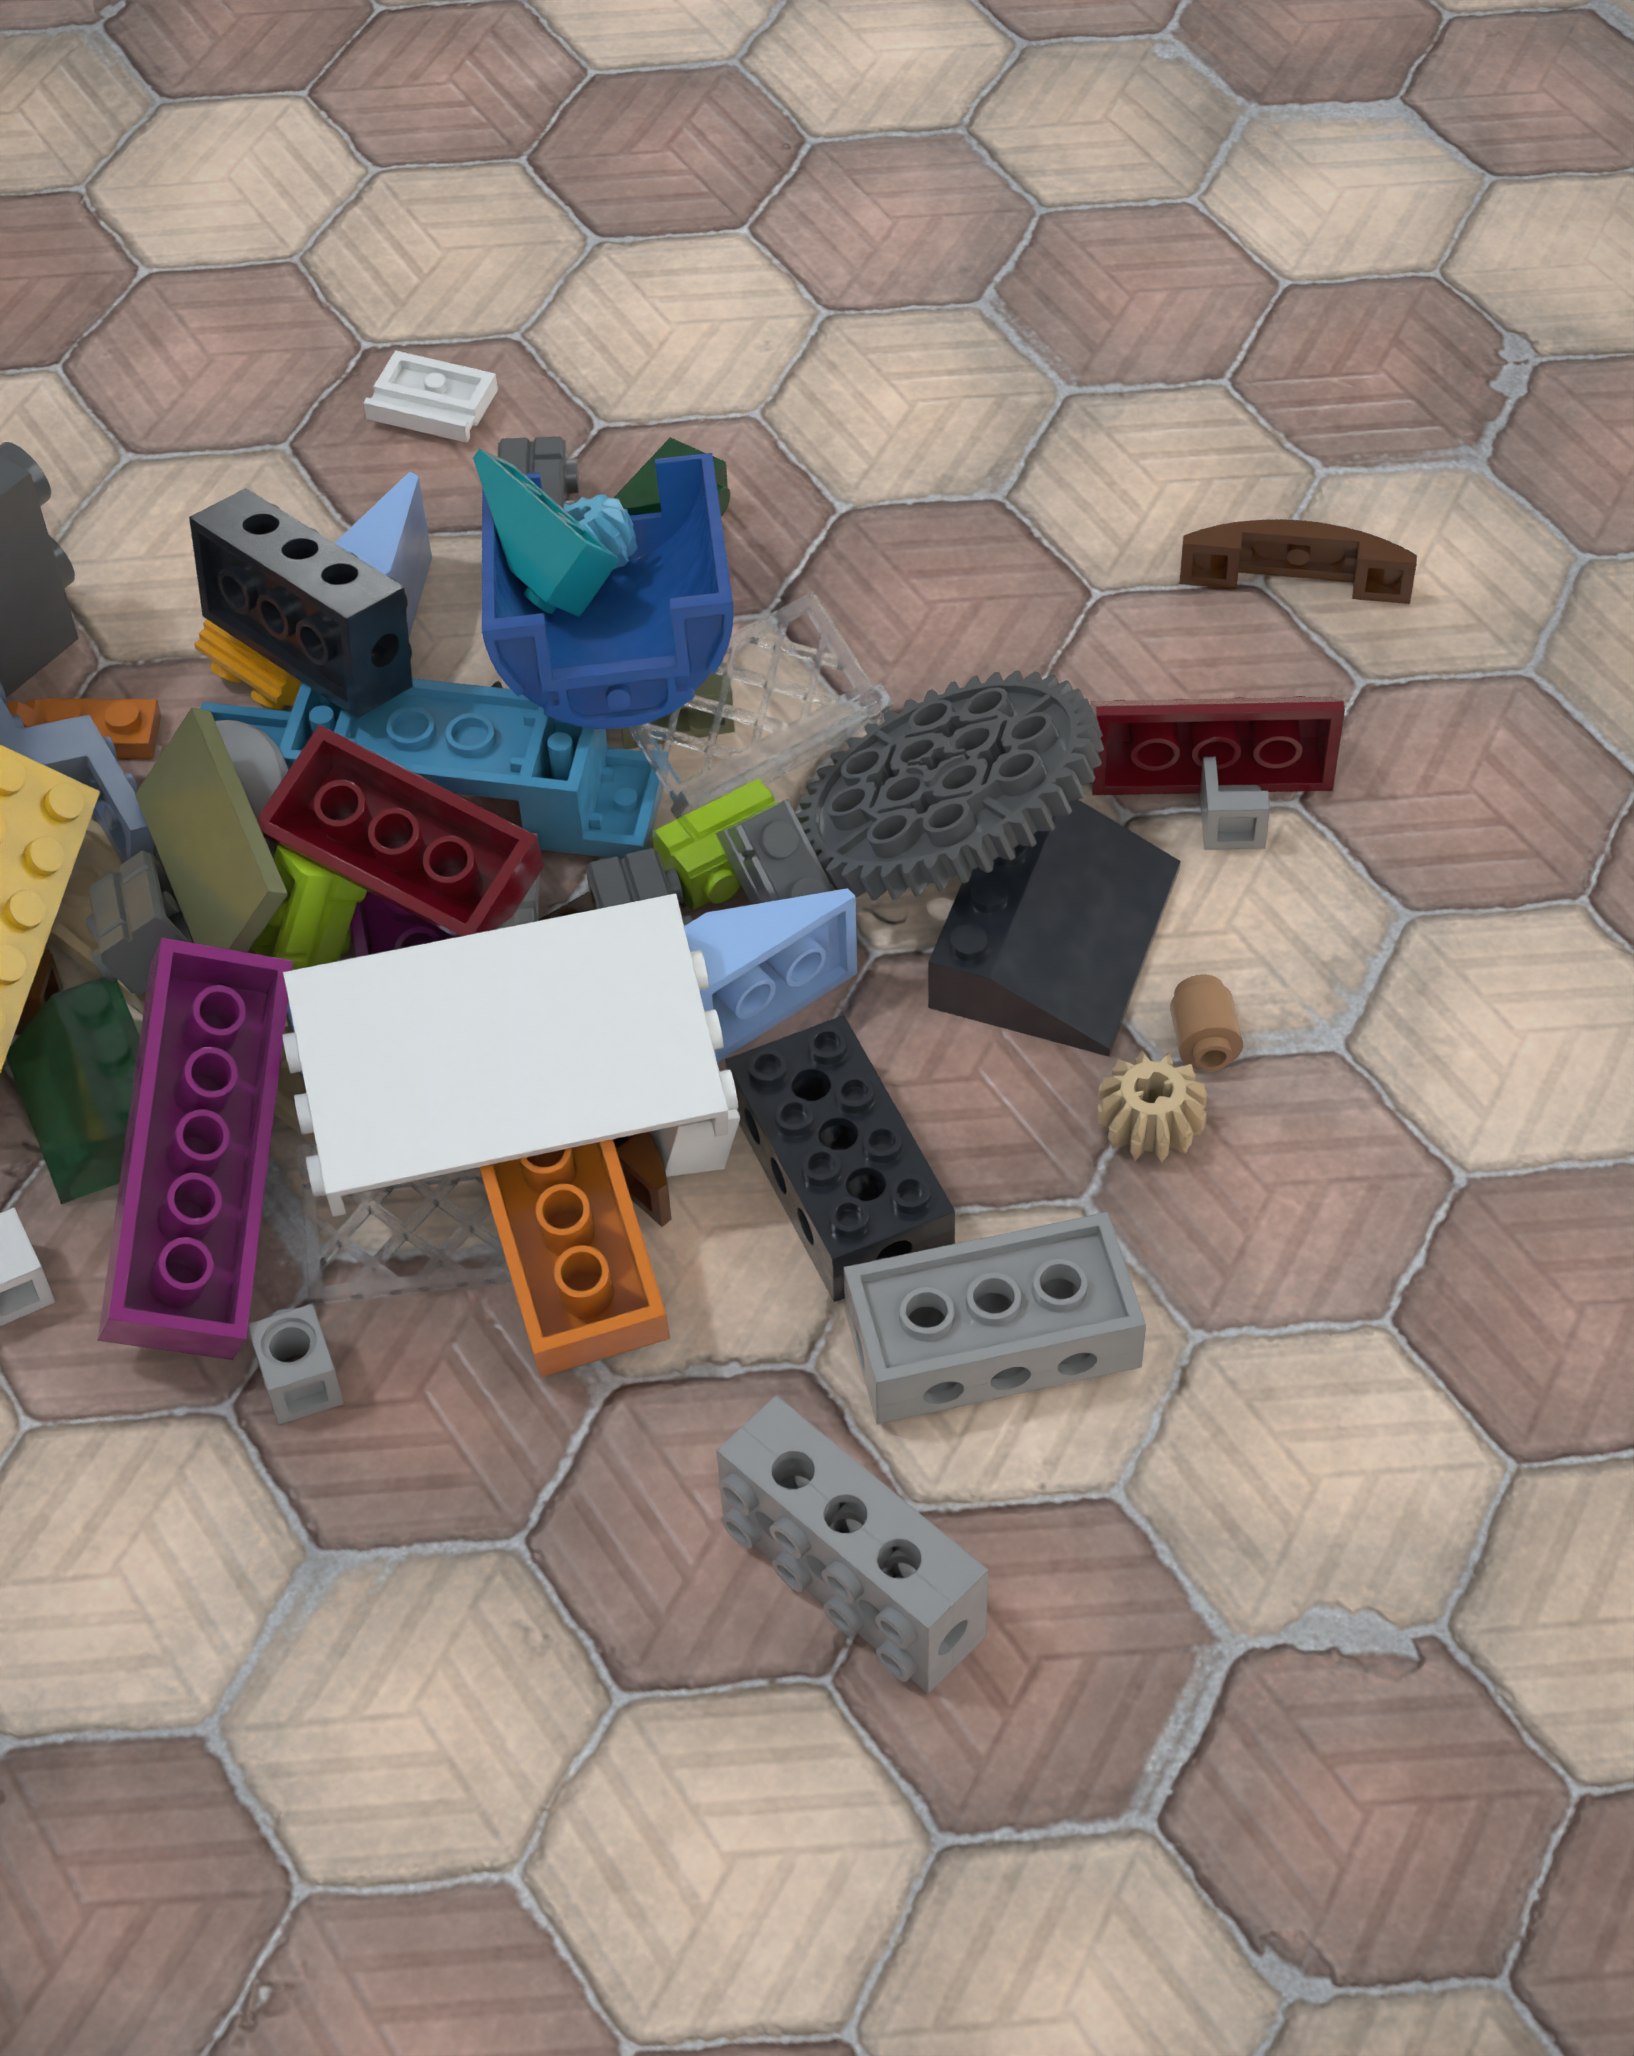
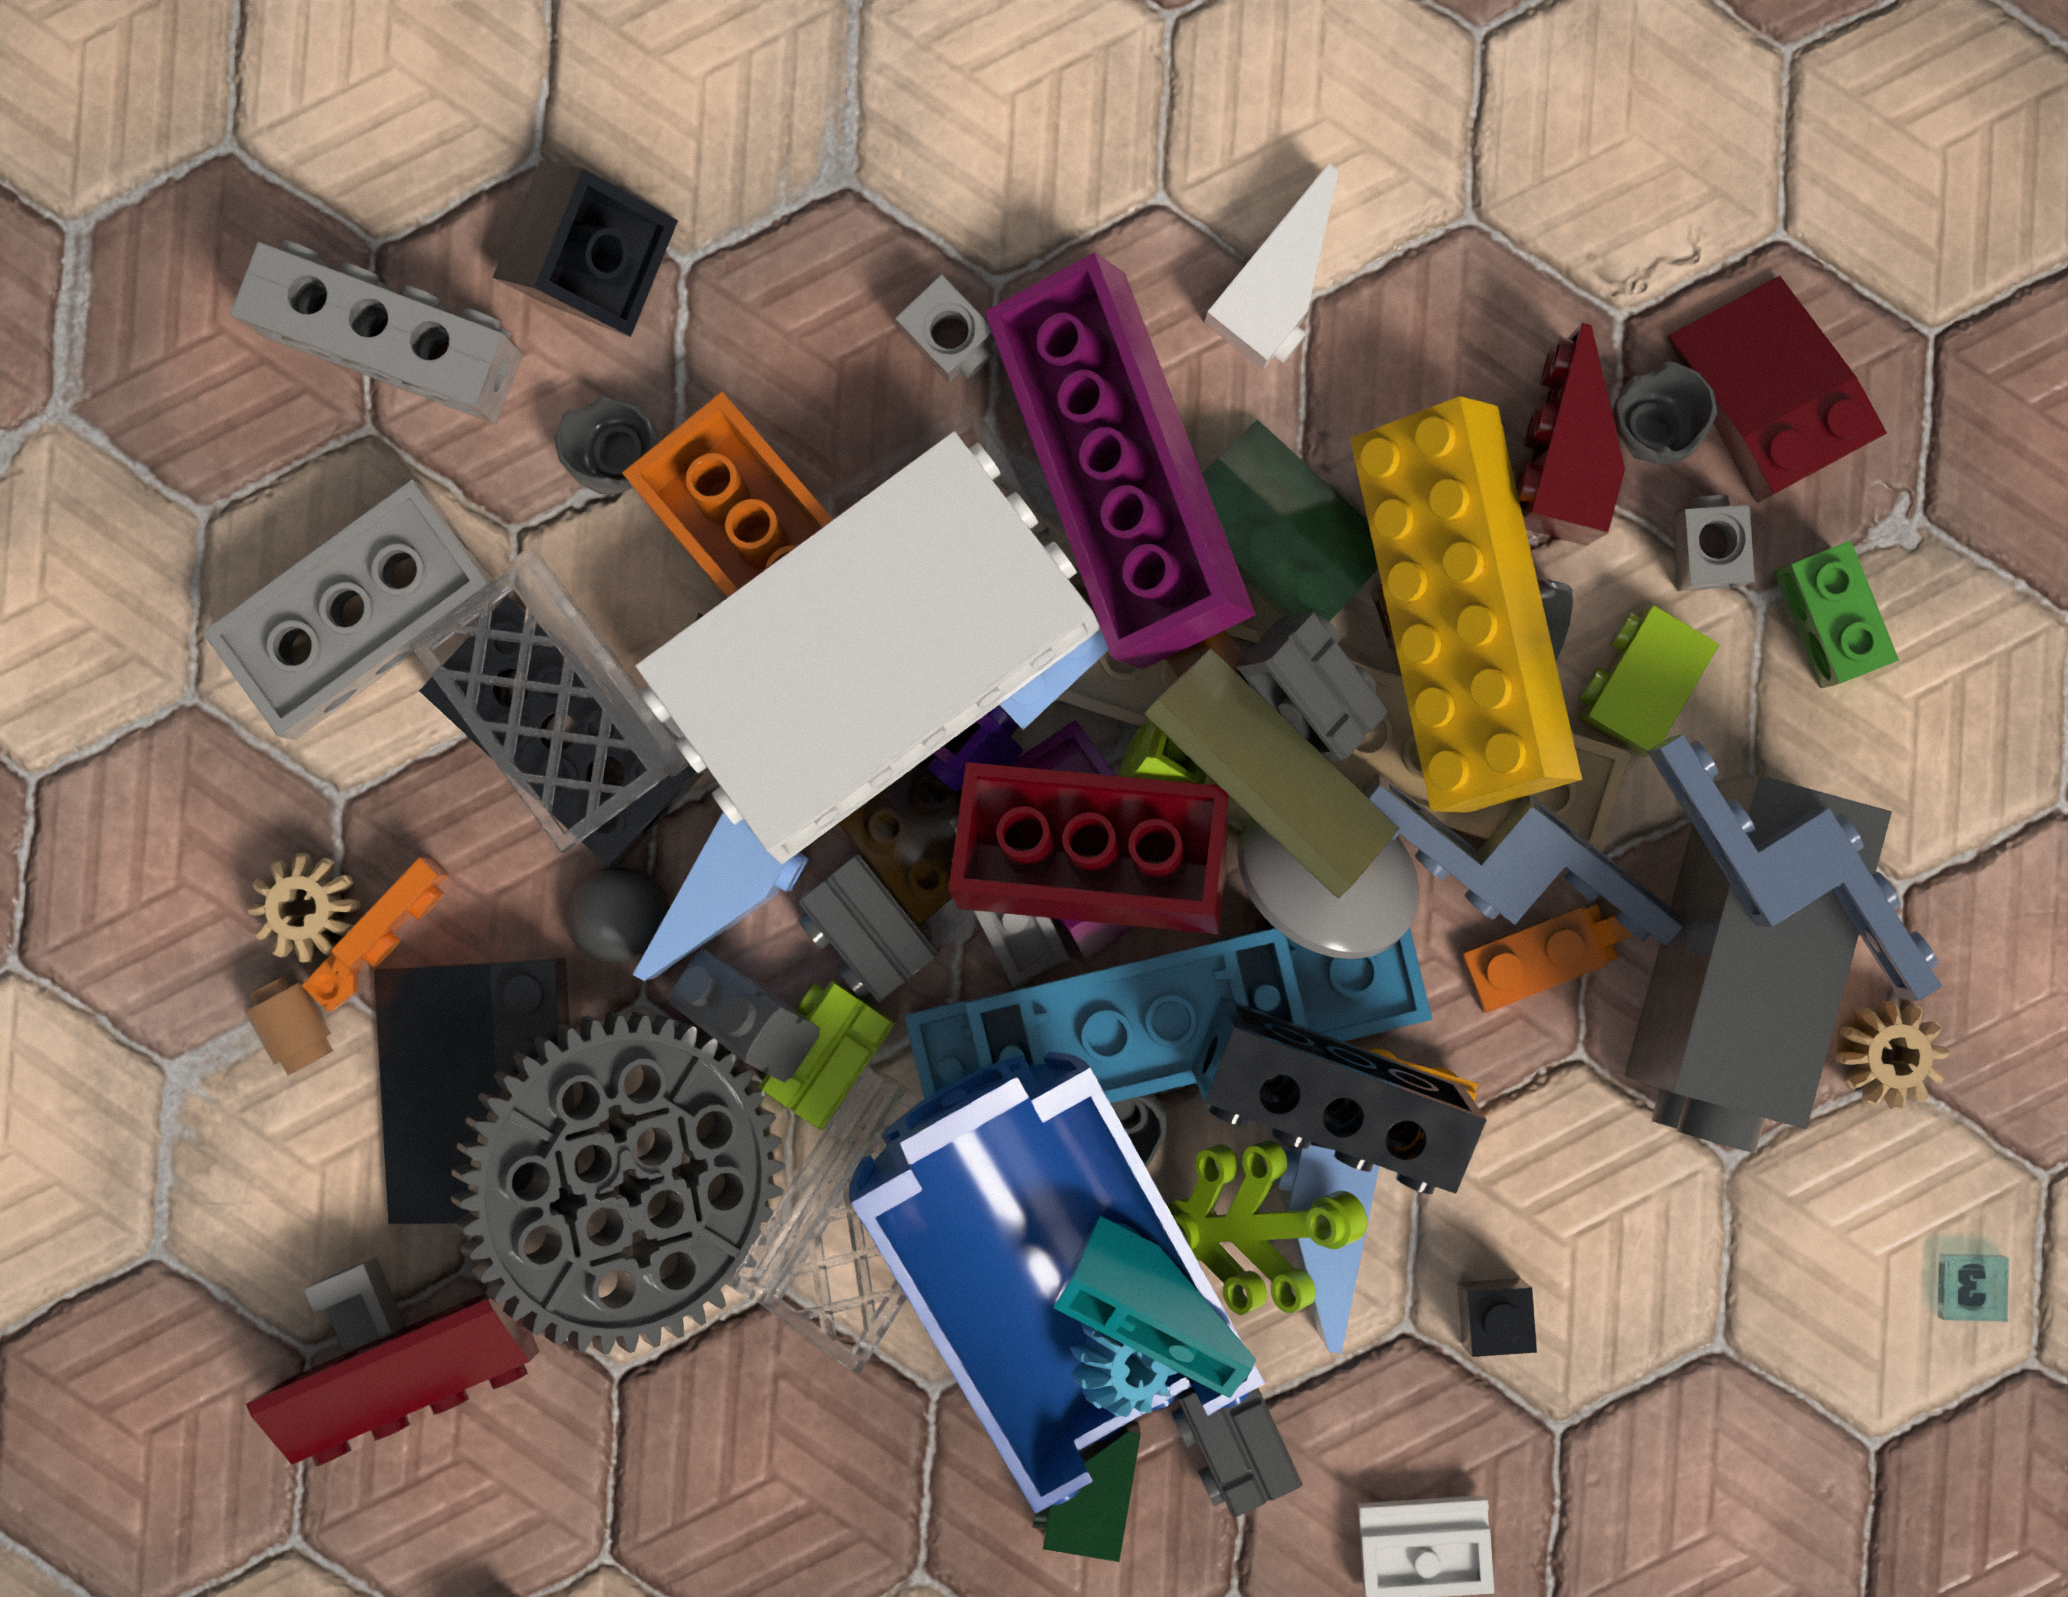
camera: 160 degrees right, 35 degrees up
(289, 487) = (1497, 1317): none -> black brick
(360, 529) = (1330, 1222): none -> lime plant
(611, 1572) = (585, 247): none -> black slope
(674, 1377) = (603, 443): none -> dark grey hair
(775, 1165) = (596, 667): none -> clear fence
(873, 1004) = (616, 913): none -> dark grey hair
(1075, 1072) = (374, 934): none -> orange hinge

